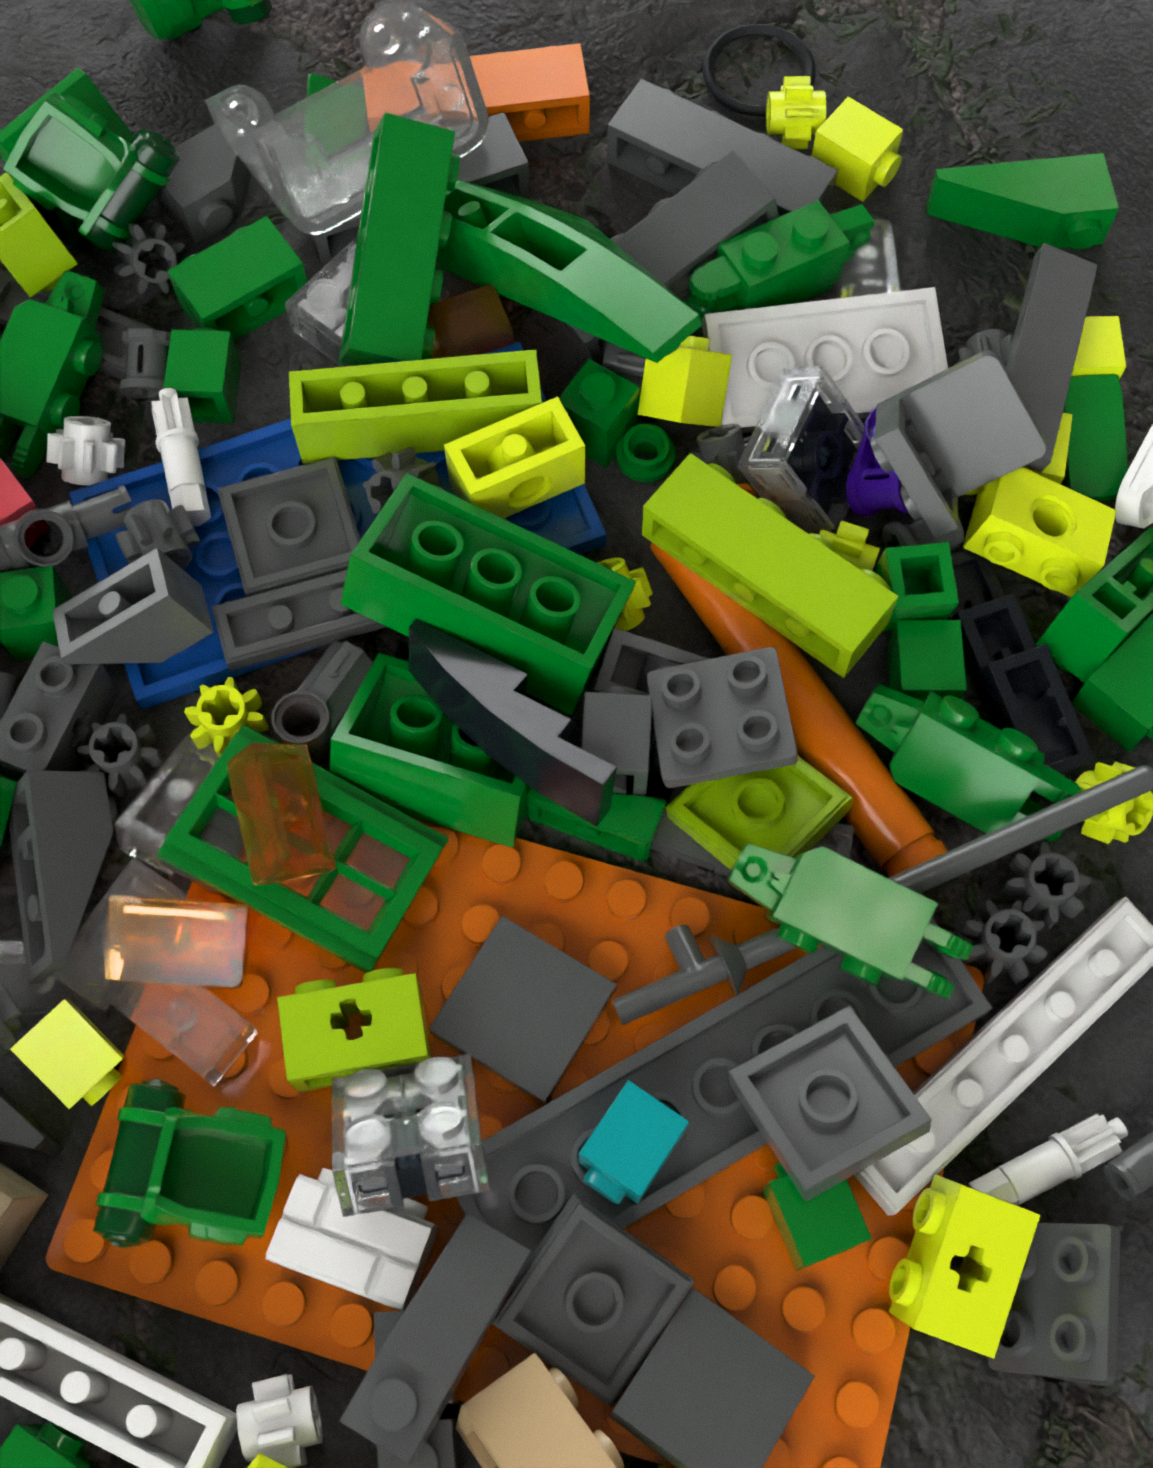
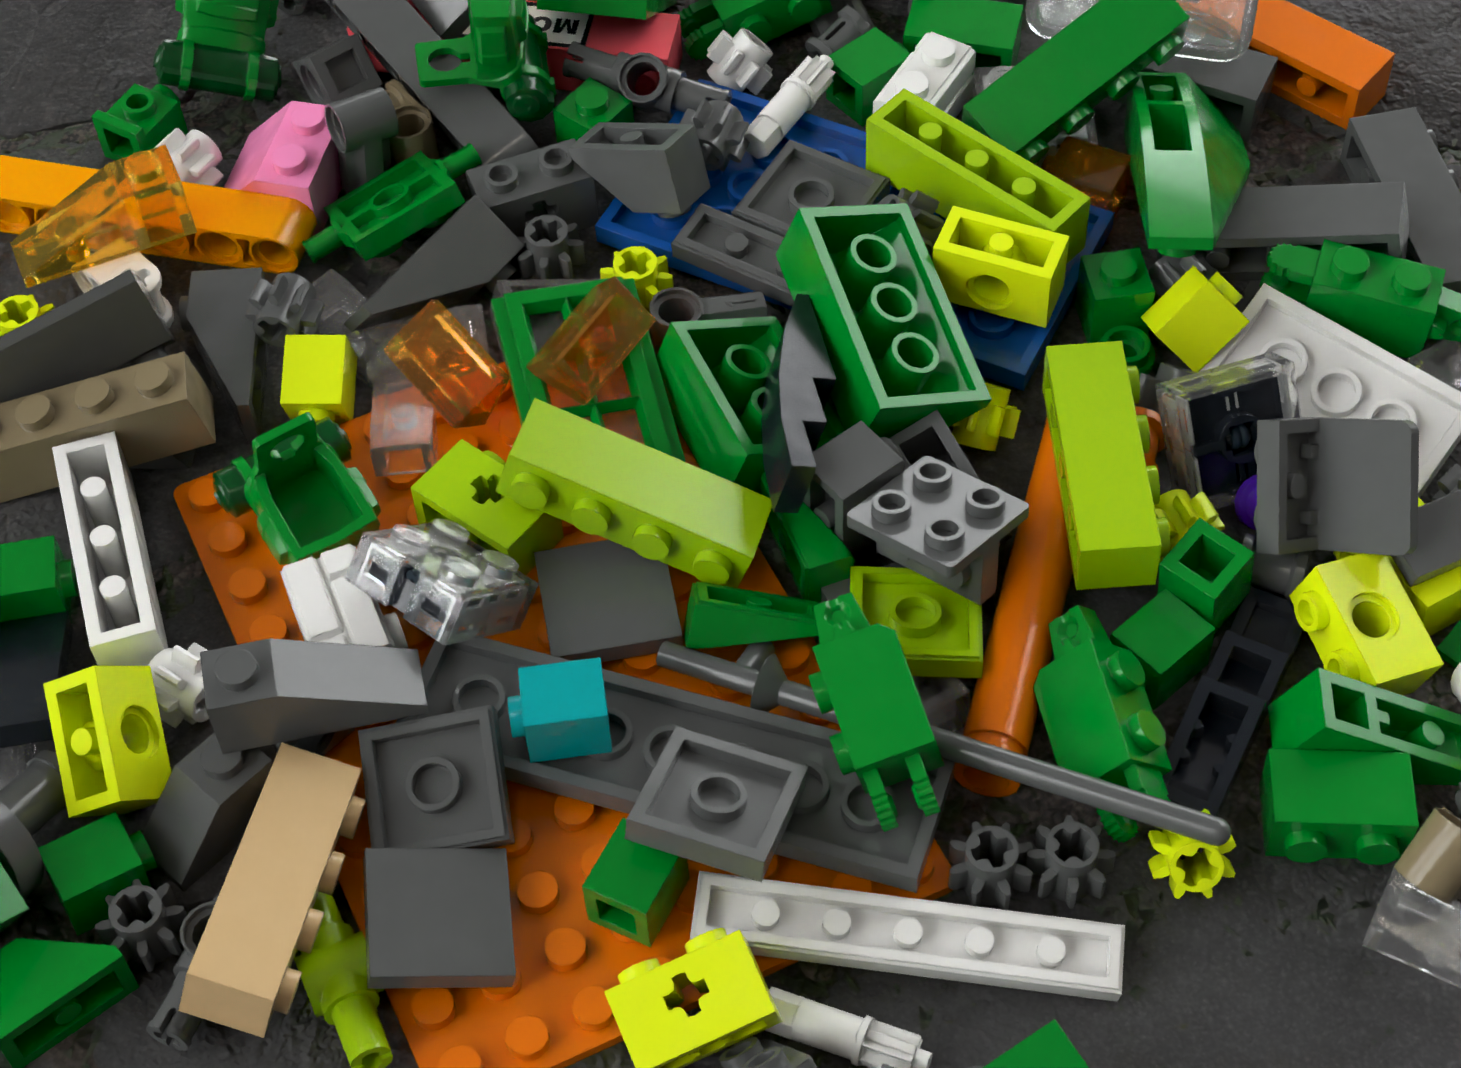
camera: 50 degrees right, 15 degrees down
(264, 351) = (935, 72): none -> white brick
(471, 917) = (634, 495): none -> lime brick
(649, 924) = (741, 616): none -> green slope

